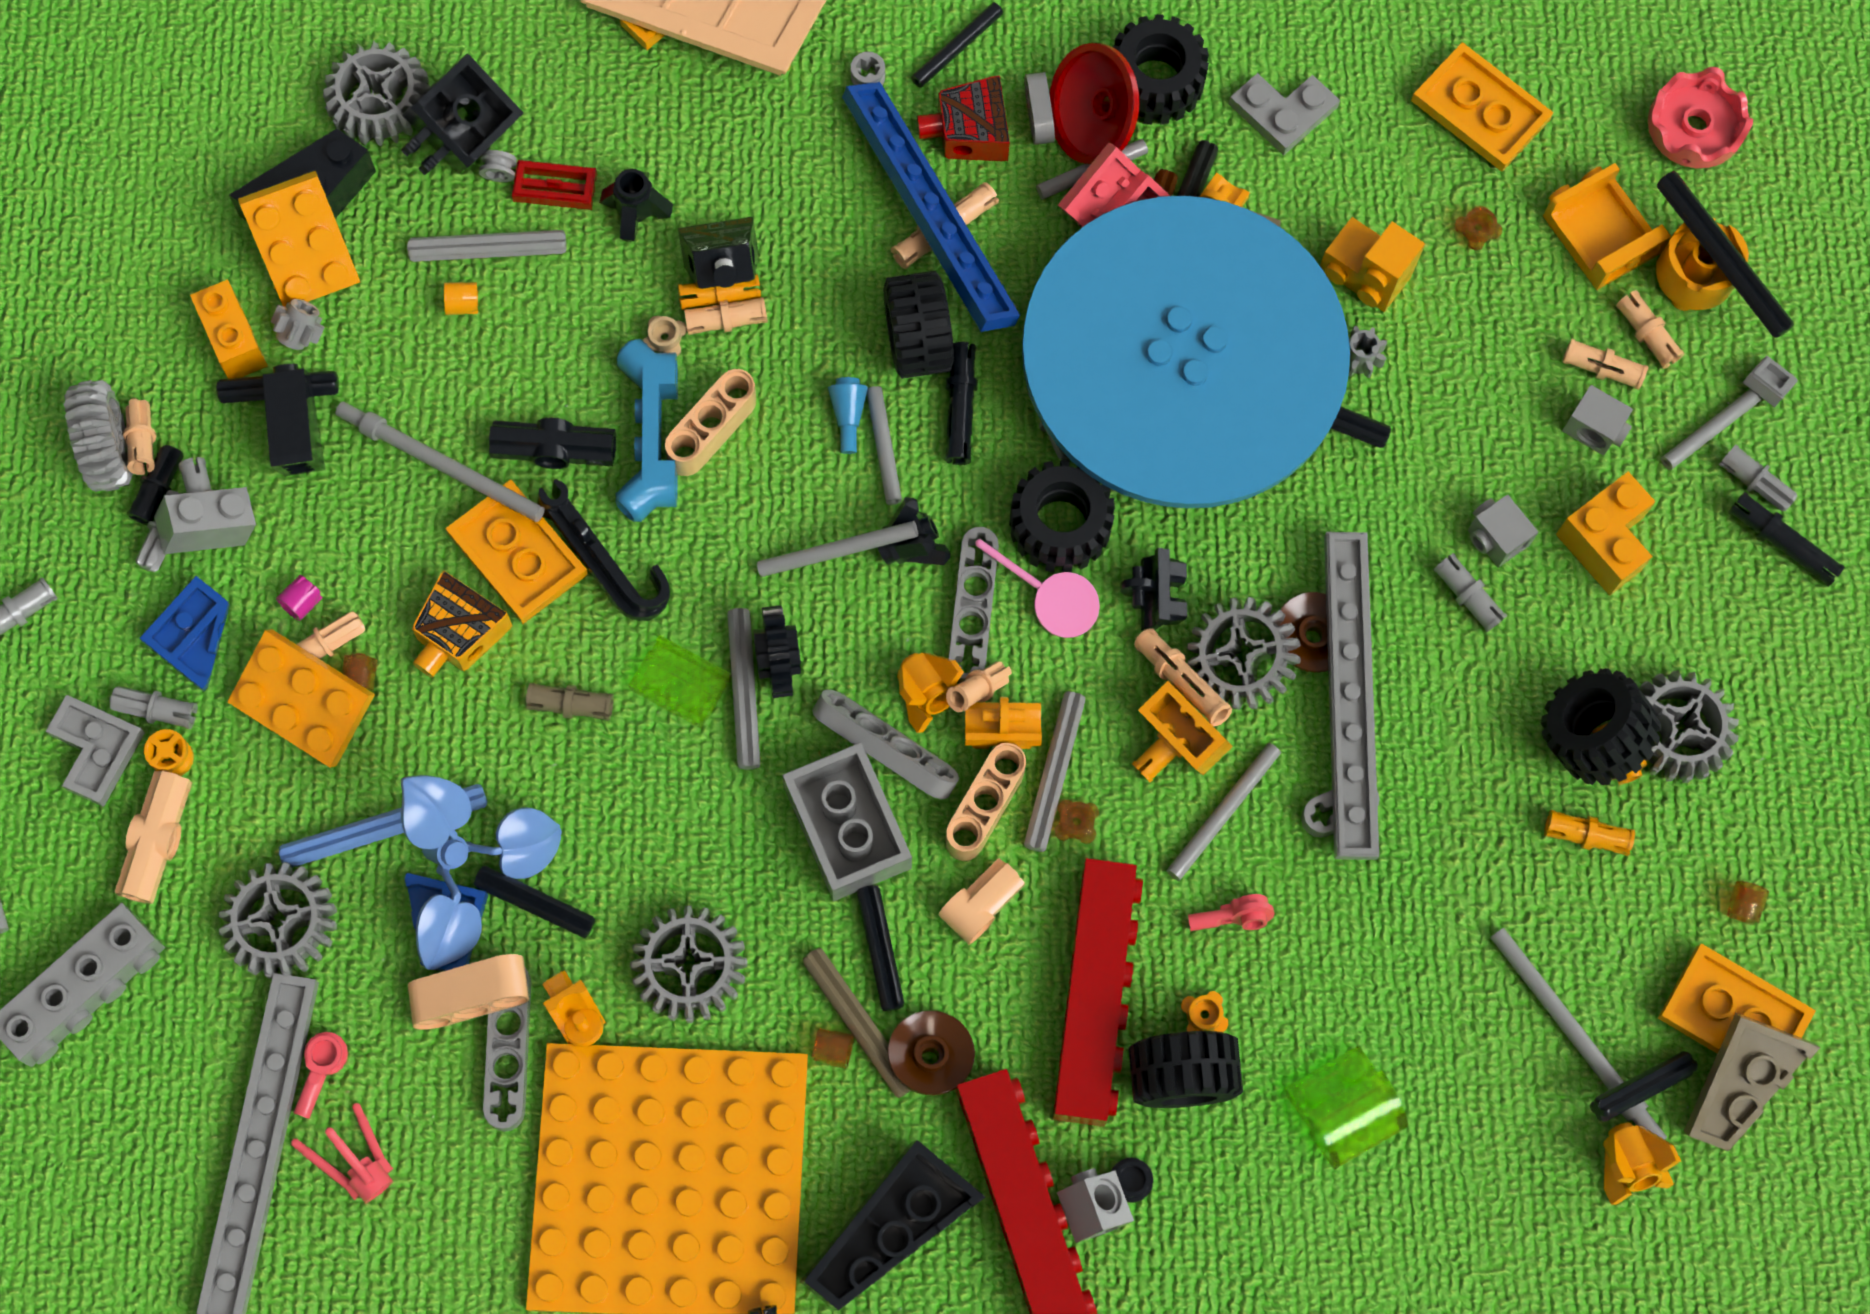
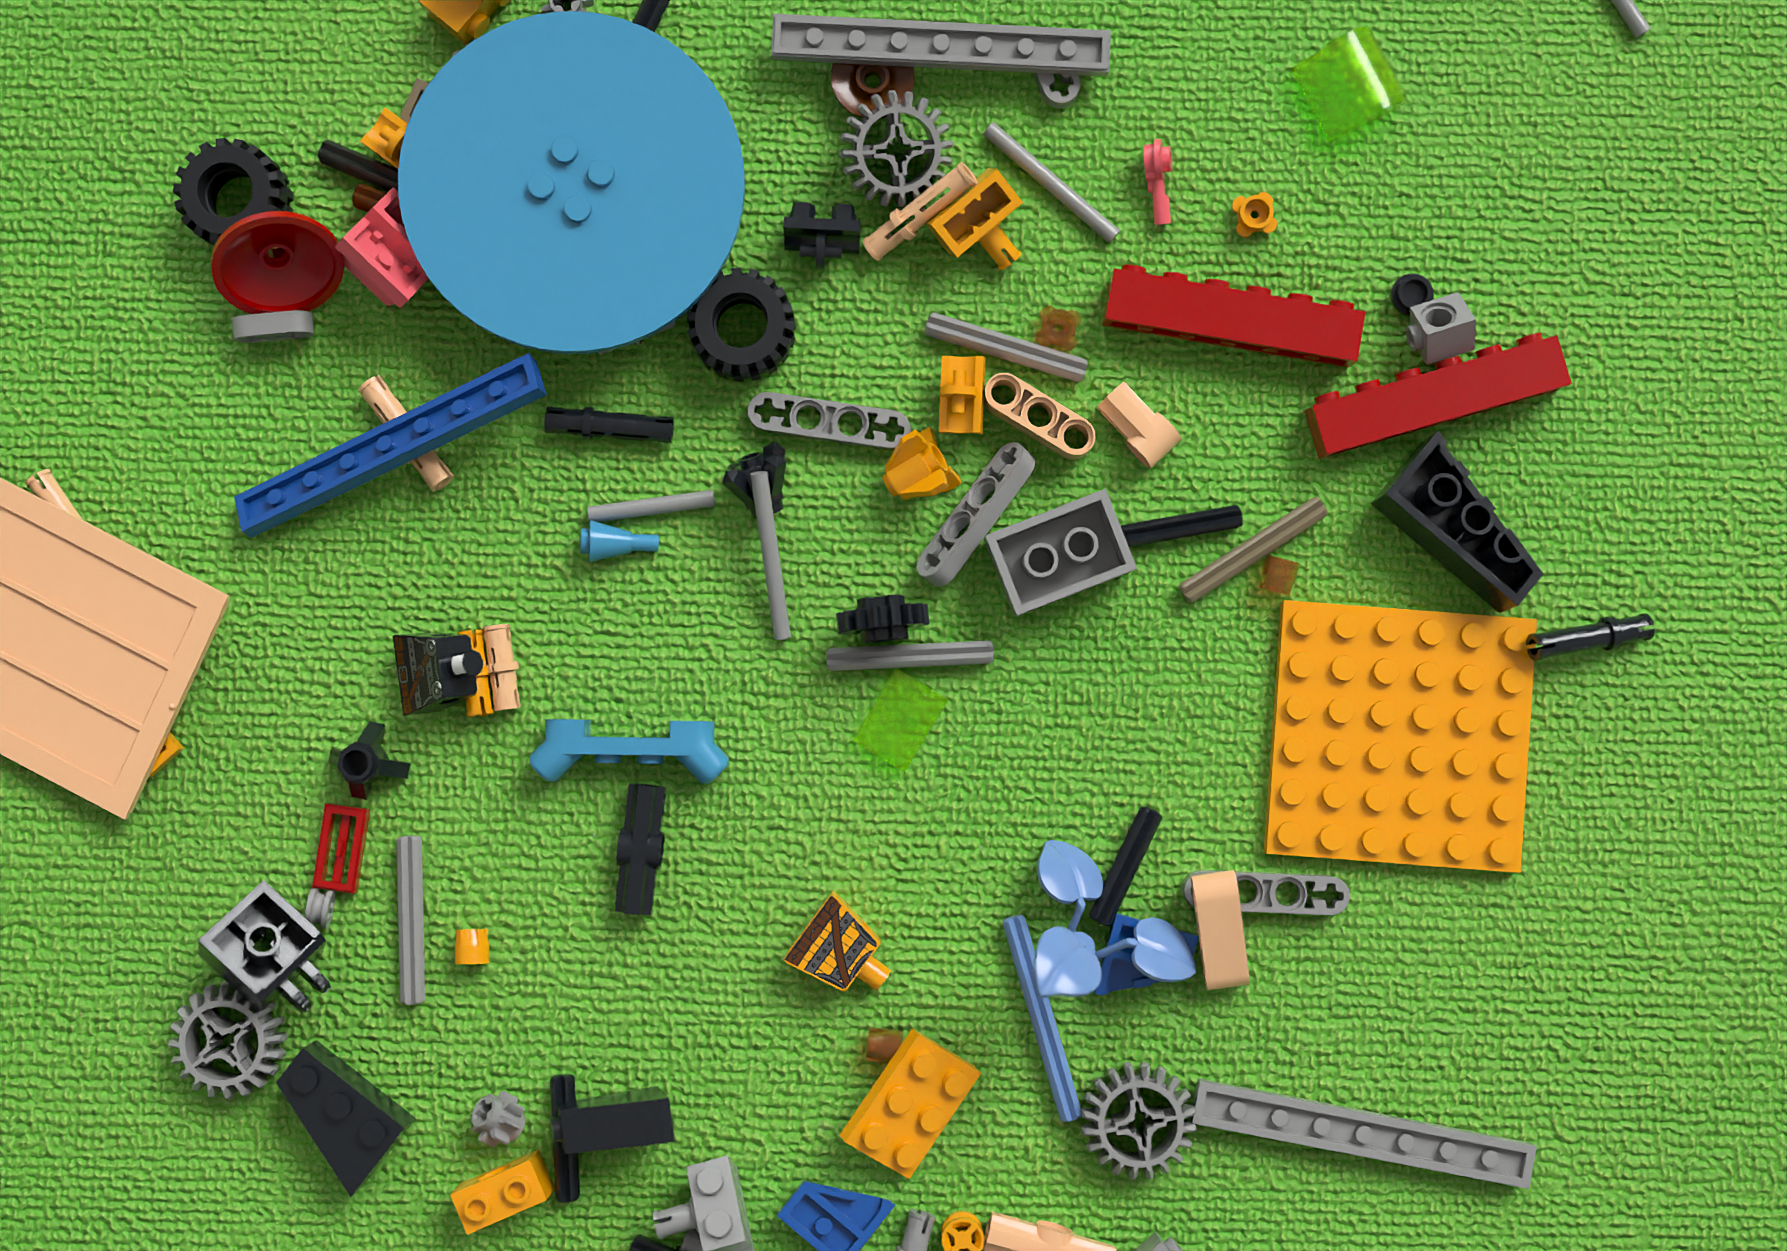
camera: 85 degrees left, 15 degrees up
(299, 239) = (407, 1119): light orange plate -> none
(299, 598) = (800, 1108): dark pink hose -> none
(324, 1056) = (1272, 1070): coral plate -> none
(333, 635) = (844, 1074): light nougat axle -> none
(367, 1177) = (1392, 1028): coral plant -> none
(376, 428) = (615, 1033): light grey bar -> none
(517, 555) = (757, 886): light orange plate -> none
(569, 701) = (919, 831): dark tan pin -> none
(573, 1010) = (1245, 825): light orange hips -> none
(599, 561) = (771, 801): black piece -> none
(665, 325) = (514, 721): tan plate -> none
(709, 964) = (1194, 733): light grey gear -> none
(717, 405) = (603, 678): light nougat beam -> none
(865, 61) = (207, 513): light grey bush -> none
(918, 324) = (528, 462): black tyre -> none
(936, 1034) = (1295, 459): reddish brown dish -> none
(957, 45) = (190, 412): black piece -> none
(970, 121) = (286, 401): torso -> none
(978, 686) = (923, 417): light nougat axle -> none
(1063, 603) = (829, 329): bright pink piece -> none
(1070, 177) = (352, 293): light grey bar -> none
(1185, 1069) = (1322, 231): black tyre -> none
(1283, 119) = (292, 72): light grey plate -> none

